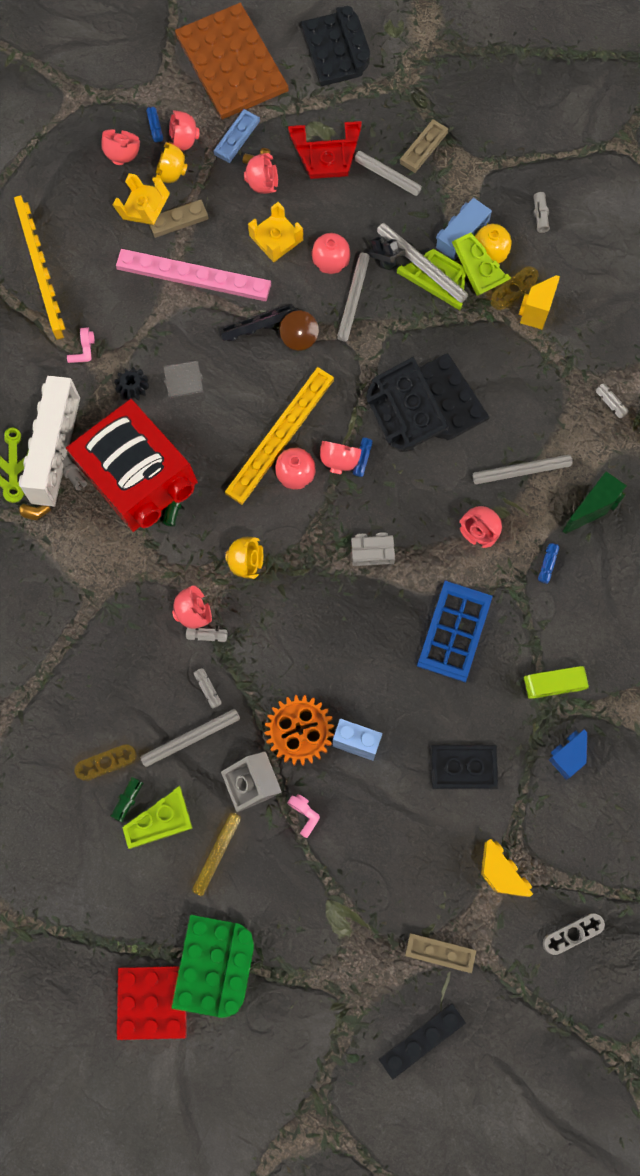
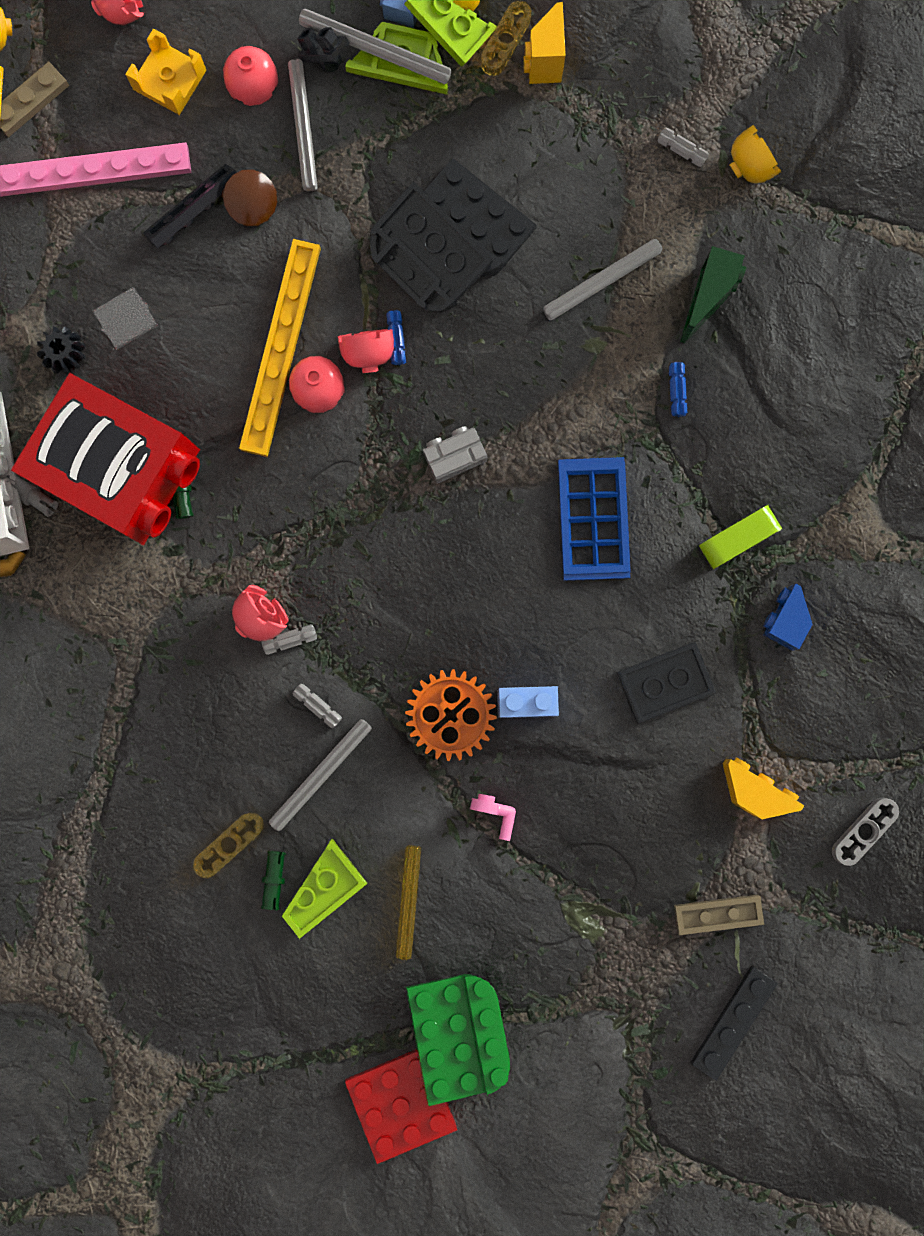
camera: 25 degrees left, 10 degrees up
(245, 557) = (299, 524): yellow cylinder -> none
(251, 781) = (416, 800): light grey slope -> none
(481, 526) = (579, 373): coral cylinder -> none

